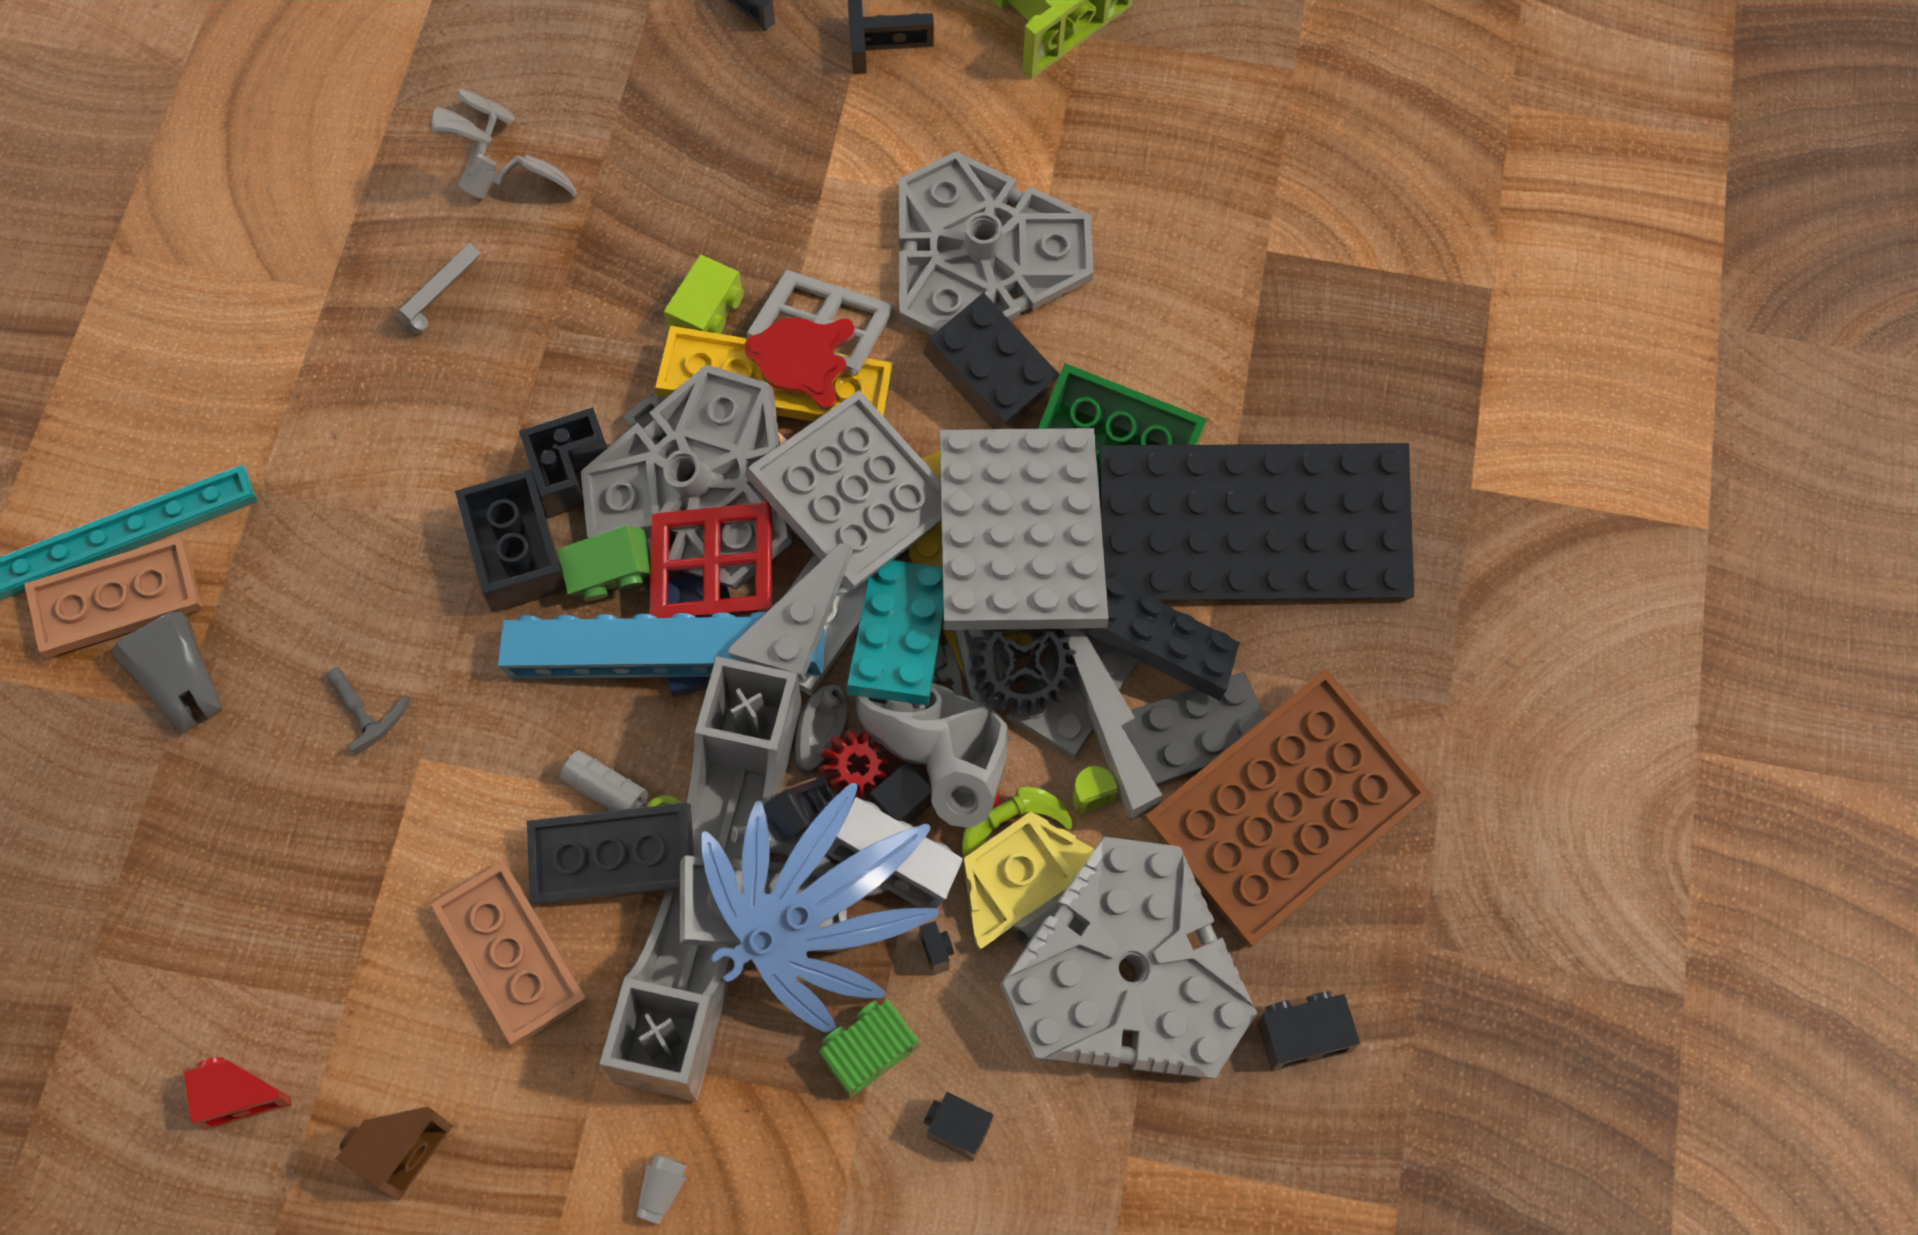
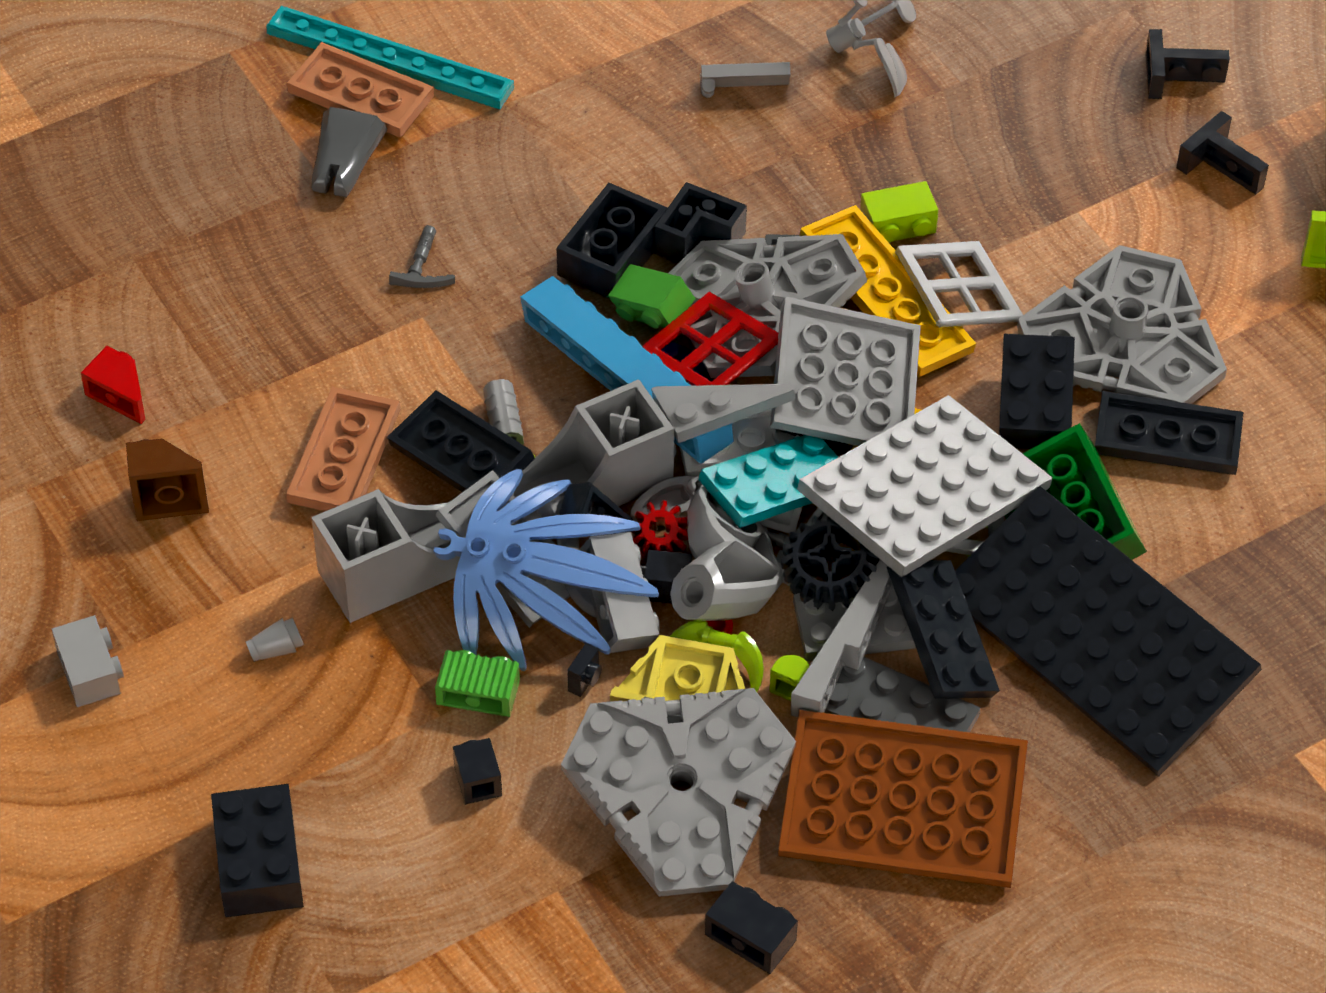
camera: 50 degrees right, 15 degrees down
(800, 356) = (914, 282): red tile -> none
(1108, 307) = (1169, 433): none -> black plate

